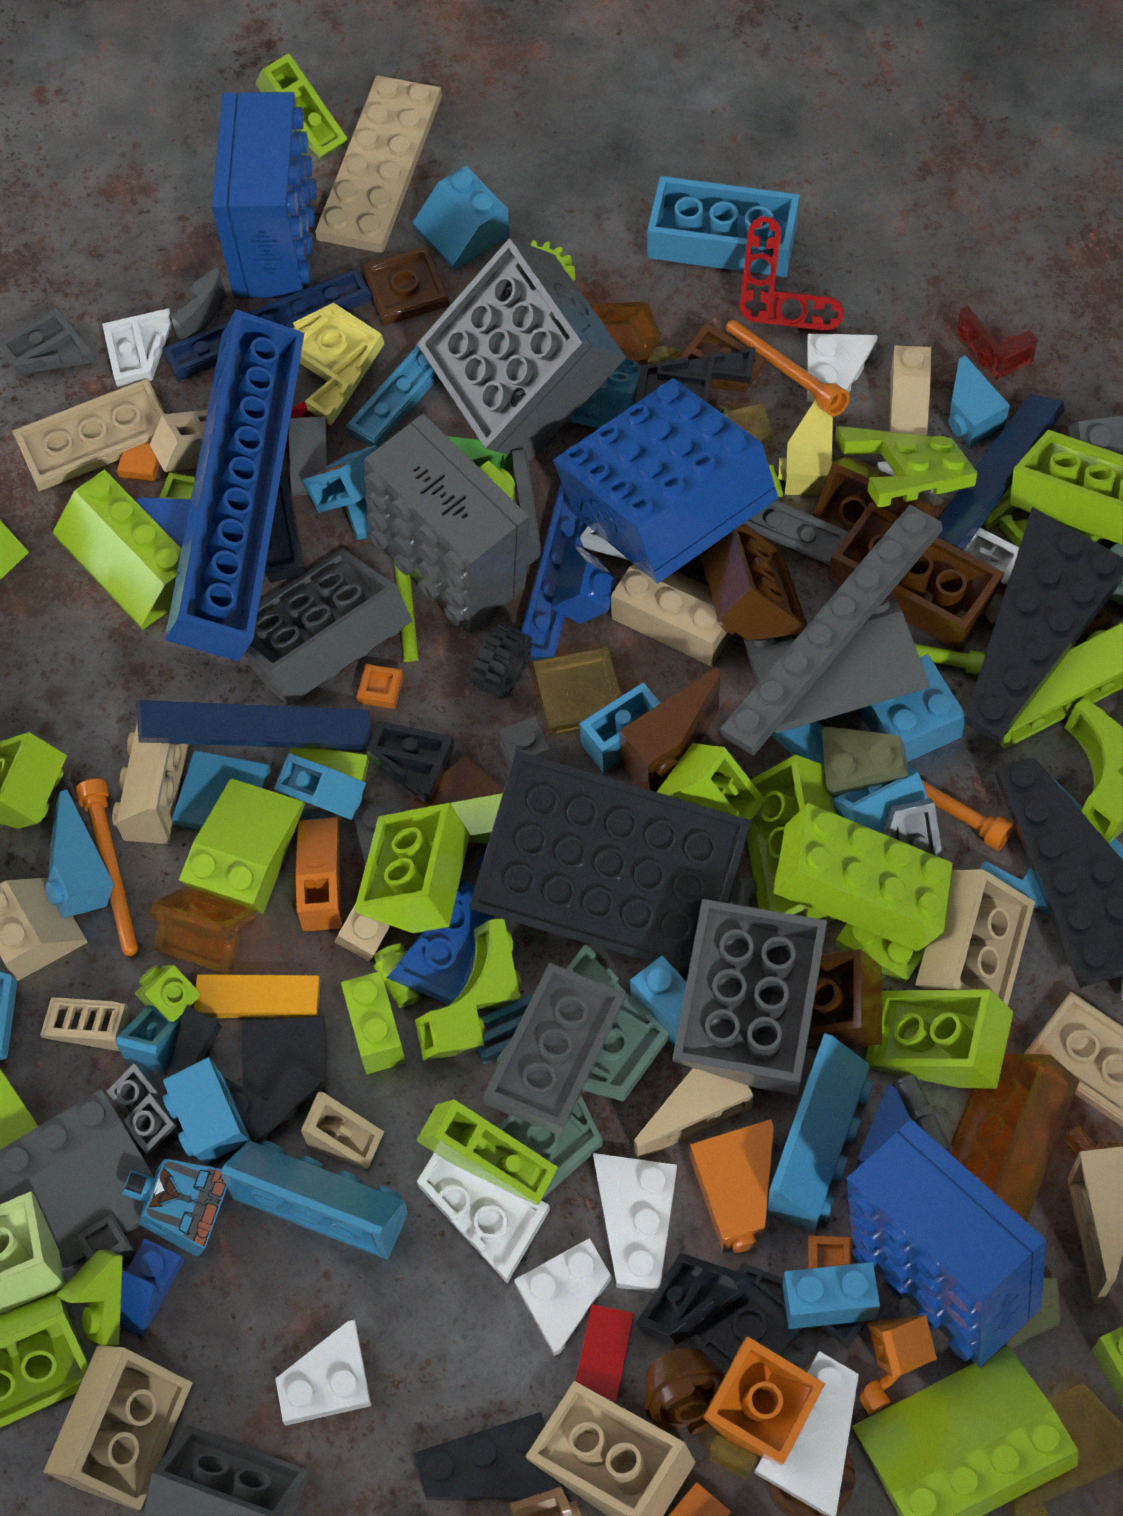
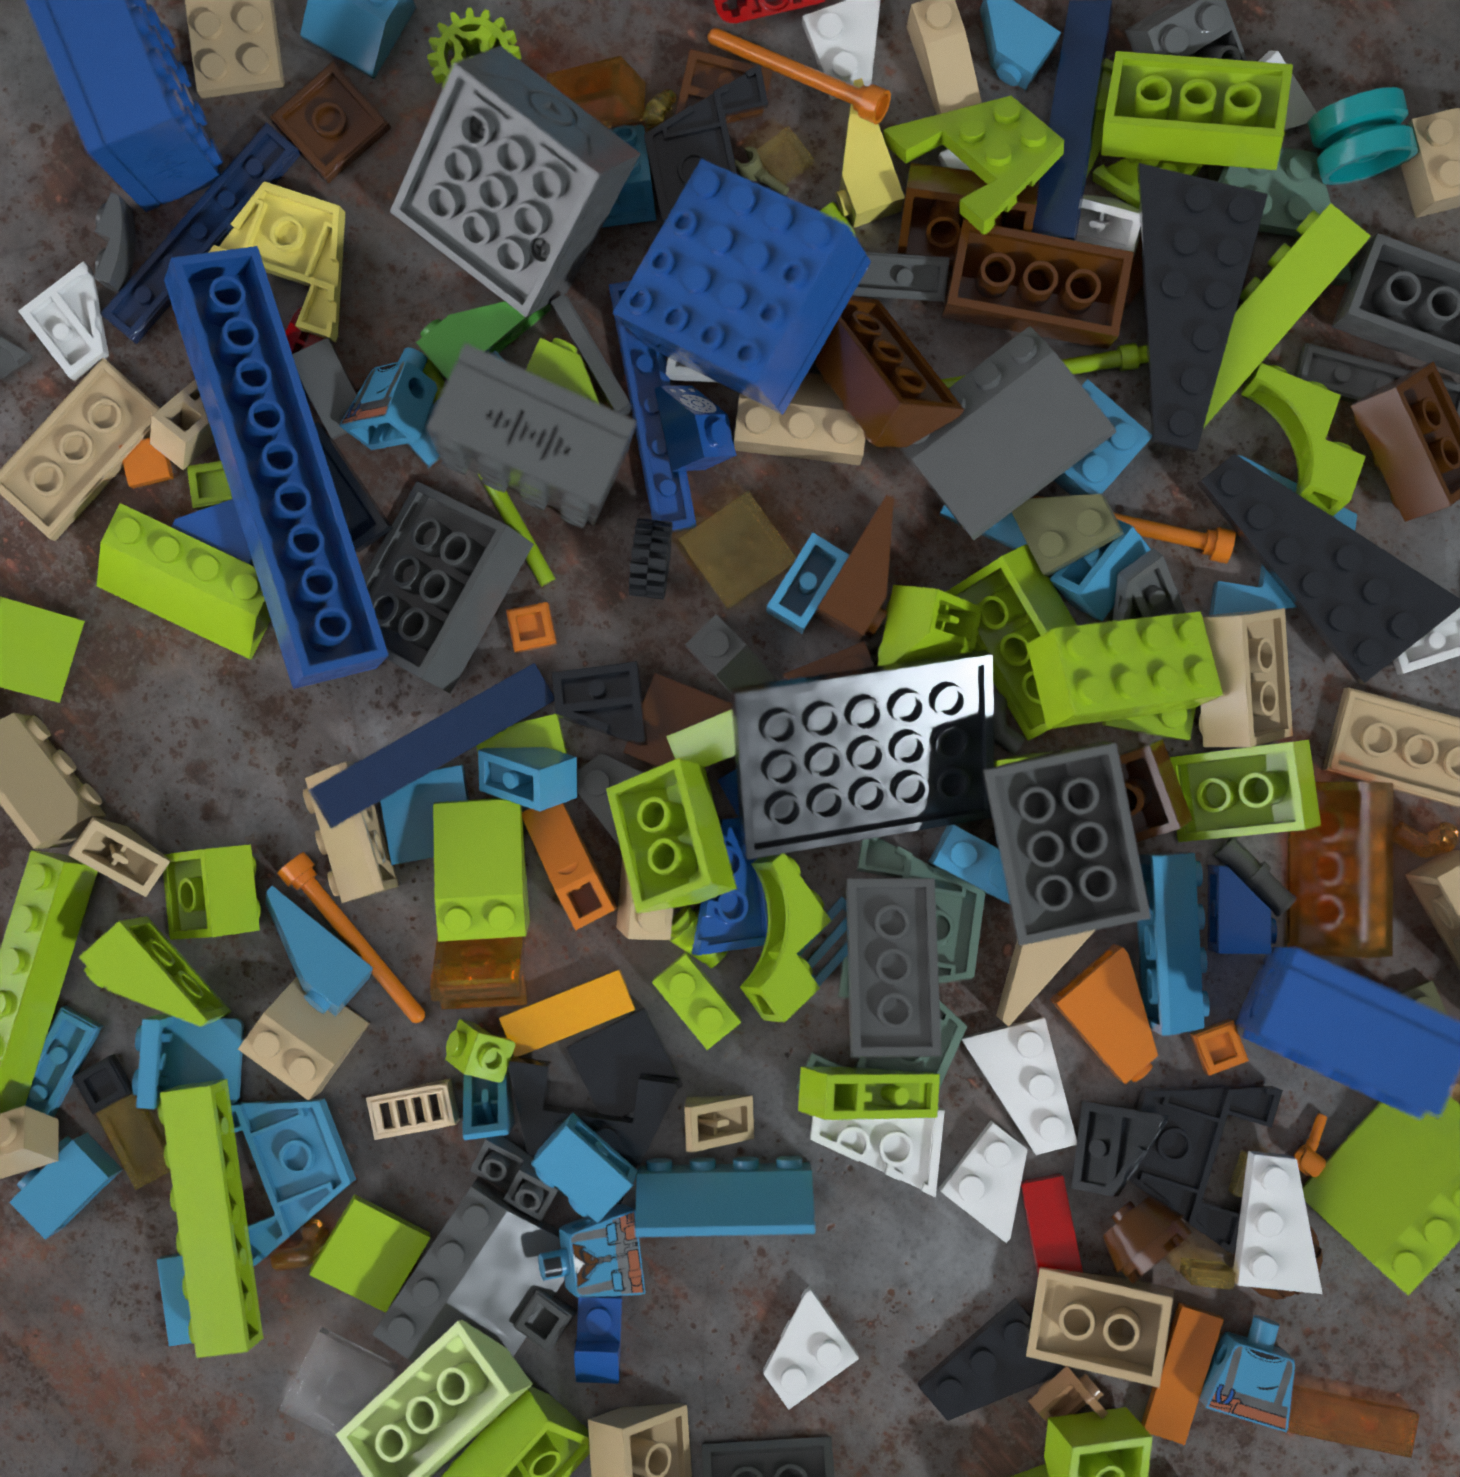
camera: 25 degrees left, 25 degrees up
(100, 1286) = (565, 1381): lime slope -> none
(393, 399) = (386, 270): dark azure tile -> none
(763, 1402) = (1230, 1230): orange slope -> none
(830, 1295) = (1247, 1100): dark azure brick -> none
(831, 630) = (991, 399): dark grey plate -> none
(902, 1344) = (1326, 1117): orange slope -> none

